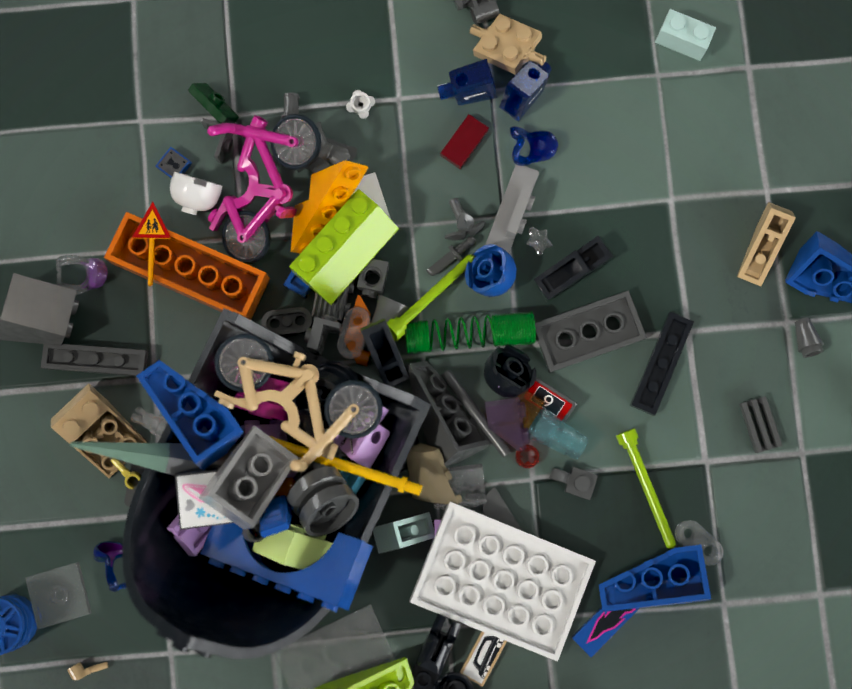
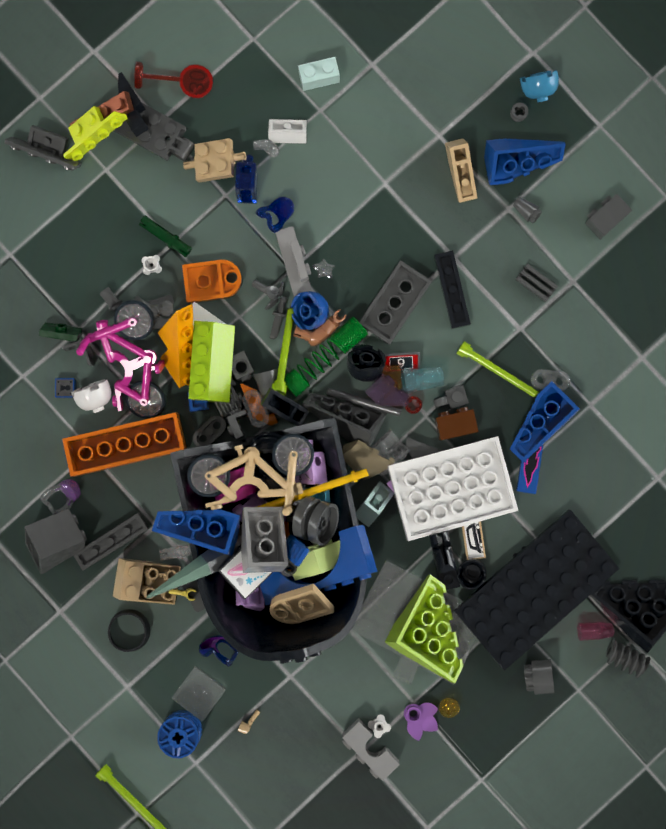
camera: 35 degrees left, 5 degrees up
(62, 474) = (142, 618): none -> black tyre
(151, 228) = (85, 437): piece -> none
(236, 583) = (300, 605): none -> tan plate
(400, 94) = (171, 240): none -> dark green pin
(408, 163) = (209, 280): none -> orange plate
(464, 141) = (233, 240): dark red tile -> none
(469, 84) = (217, 200): clear blue torso -> none
(482, 305) = (320, 334): none -> nougat arm
(558, 512) = (456, 424): none -> reddish brown brick
(574, 267) = (357, 270): black slope -> none
(575, 71) = (268, 146): none -> clear arm
(607, 71) = (287, 131): none -> white slope

